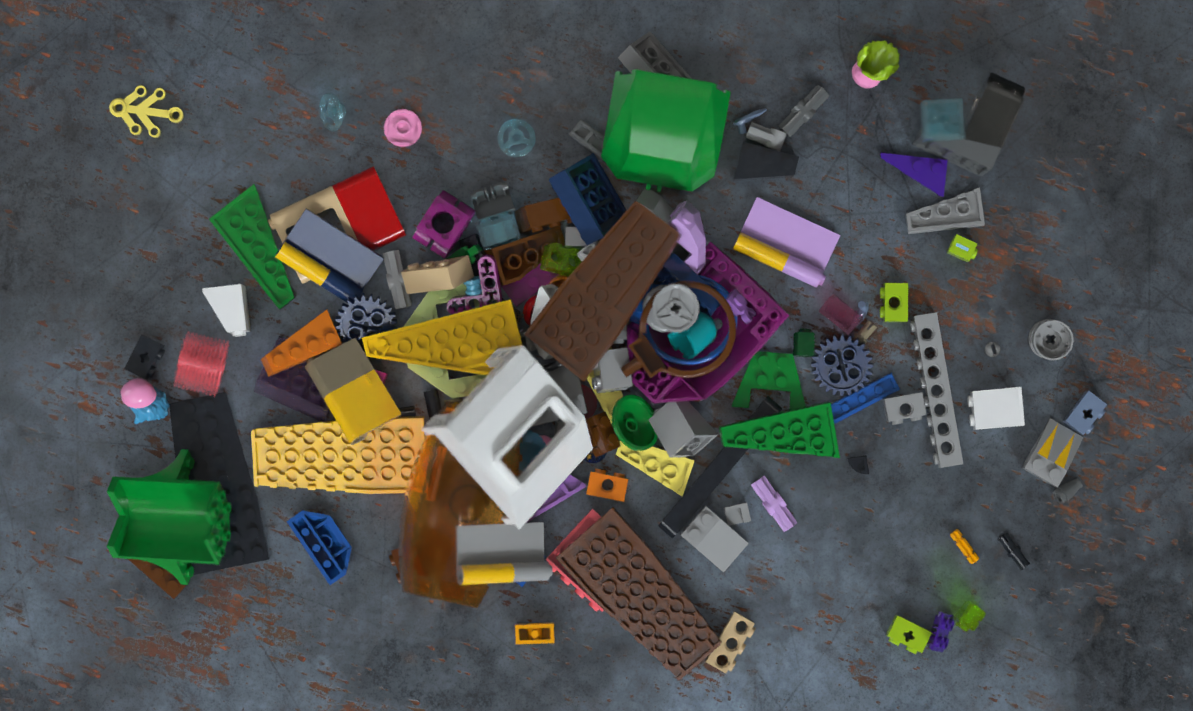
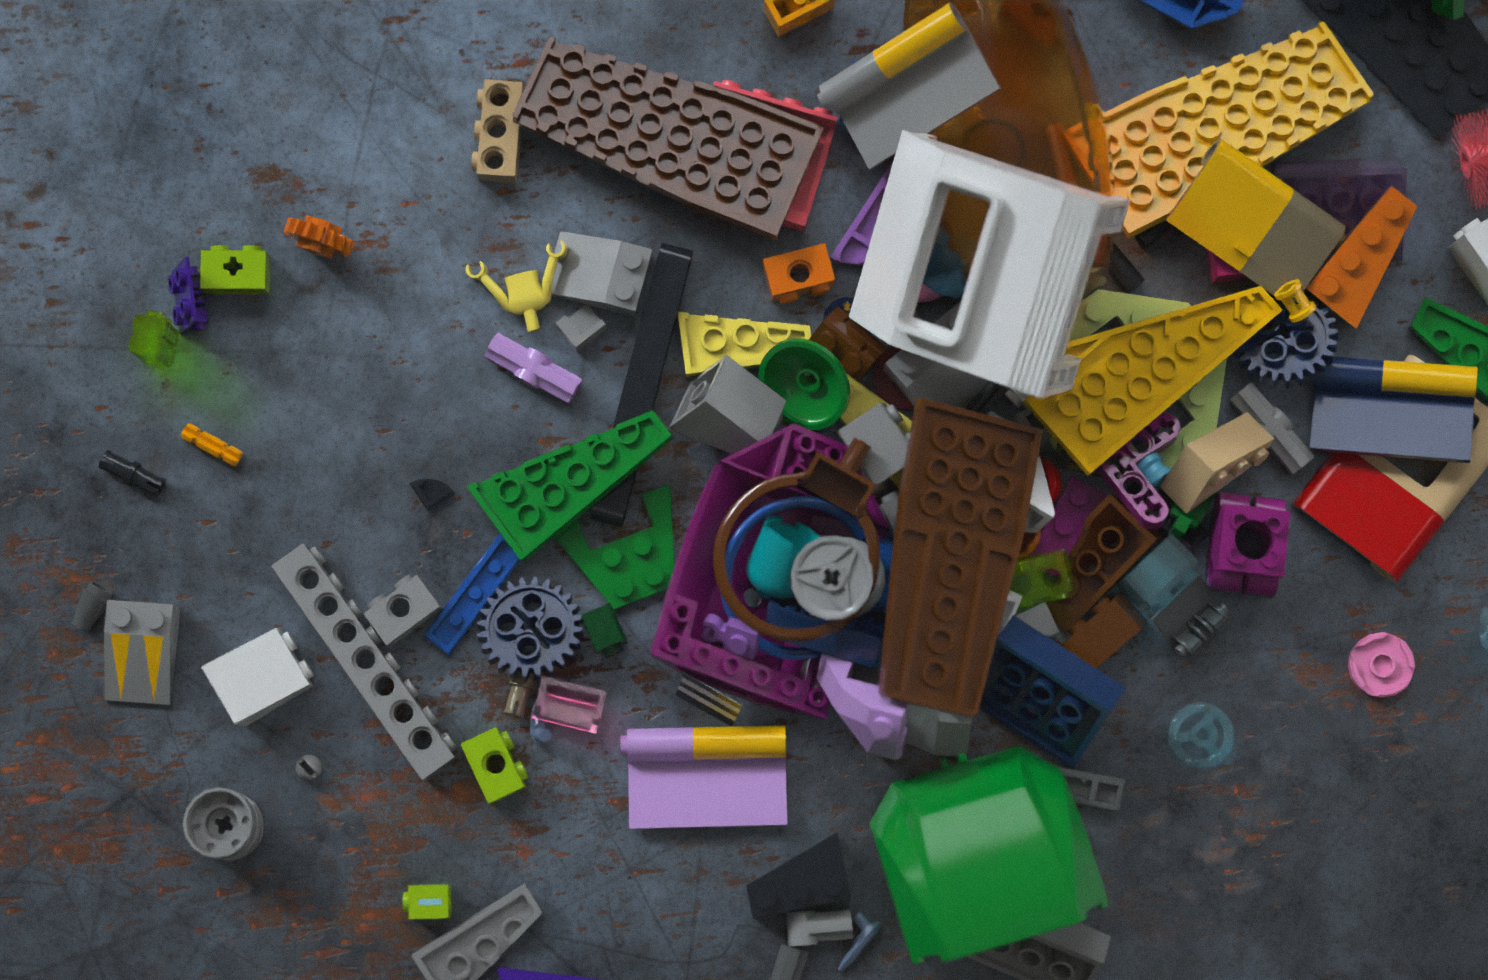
camera: 155 degrees right, 5 degrees down
(353, 338) = (1297, 311): none -> yellow bush
(758, 548) = (524, 288): none -> light yellow piece
(766, 279) = (708, 700): none -> black sticker
(855, 629) = (318, 237): none -> orange gear
(1075, 418) = (118, 755): sand blue brick -> none

